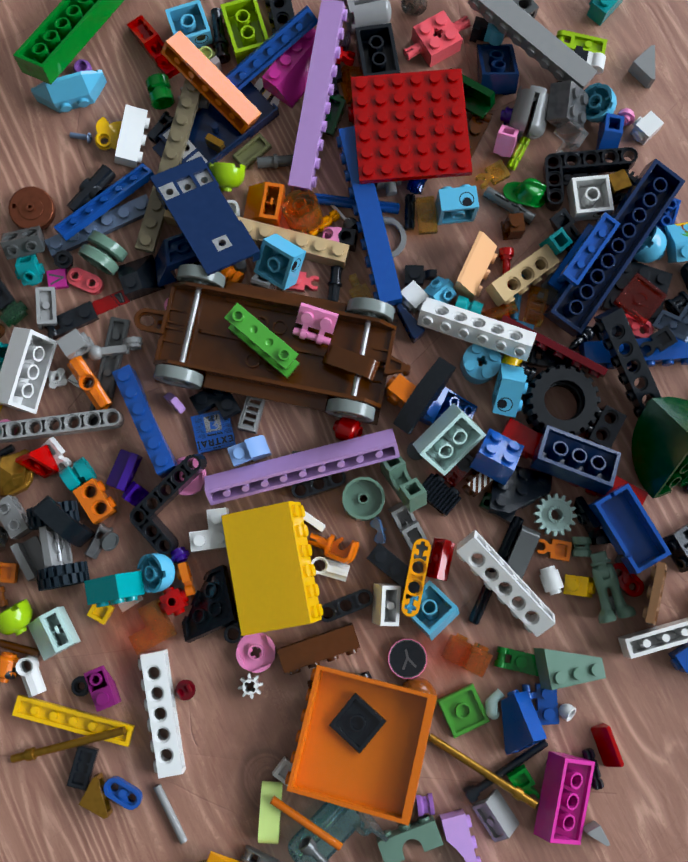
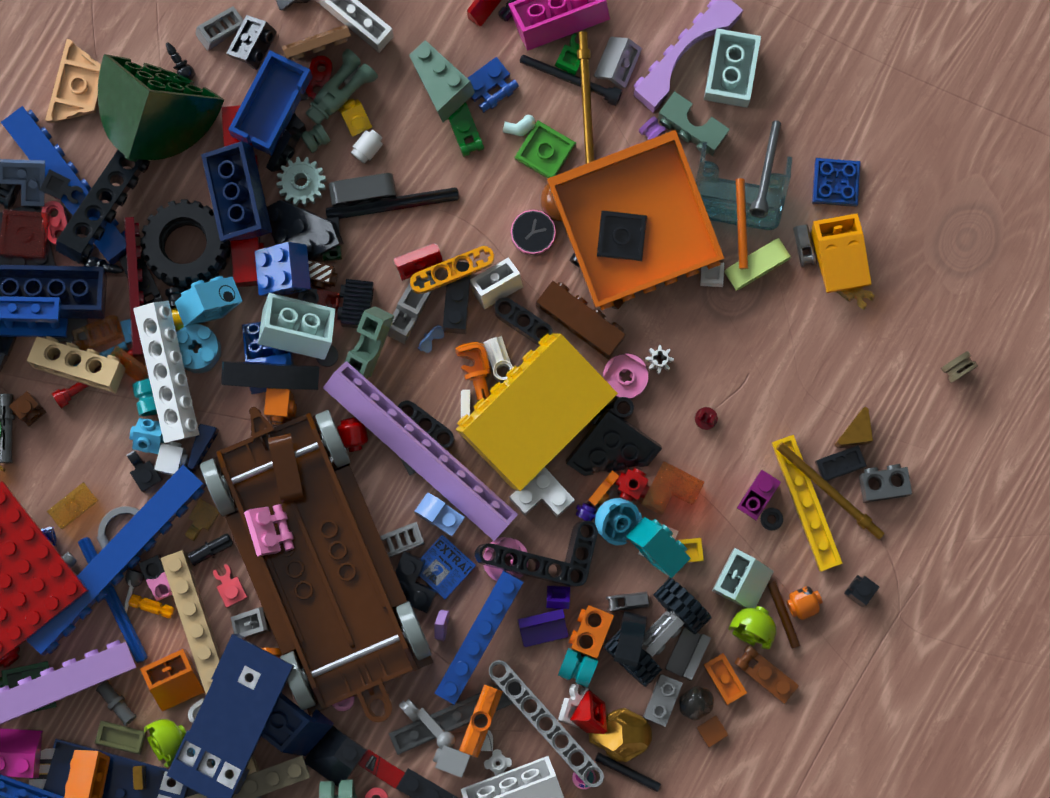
camera: 125 degrees left, 0 degrees up
(31, 678) = (796, 570): white piece -> none
(41, 788) = (886, 488): none -> dark grey brick
(109, 541) = (620, 590): dark grey piece -> none
(122, 795) = (838, 410): blue plate -> none
(170, 814) = (833, 336): light grey bar -> none
(176, 764) = (778, 380): white brick -> none
(262, 340) = (323, 565): bright green fence -> none
(279, 261) = (226, 613): medium azure brick -> none
(302, 211) = (158, 620): clear orange brick -> none
(363, 510) = (397, 374): sand green wheel -> none
(409, 212) = (79, 526): black axle -> none
(435, 611) = (471, 232): medium azure slope -> none
(456, 204) = (43, 478): medium azure brick -> none
(470, 657) = (491, 174): clear orange brick -> none
(476, 267) = (98, 417): light nougat slope -> none
(520, 722) = (519, 91): blue slope -> none
(543, 616) = (382, 235): white brick -> none
(557, 241) = (16, 353): teal brick -> none
(557, 549) = (333, 159): orange plate -> none
(567, 711) = (480, 56): white hinge -> none
(608, 430) = (181, 181): black brick -> none

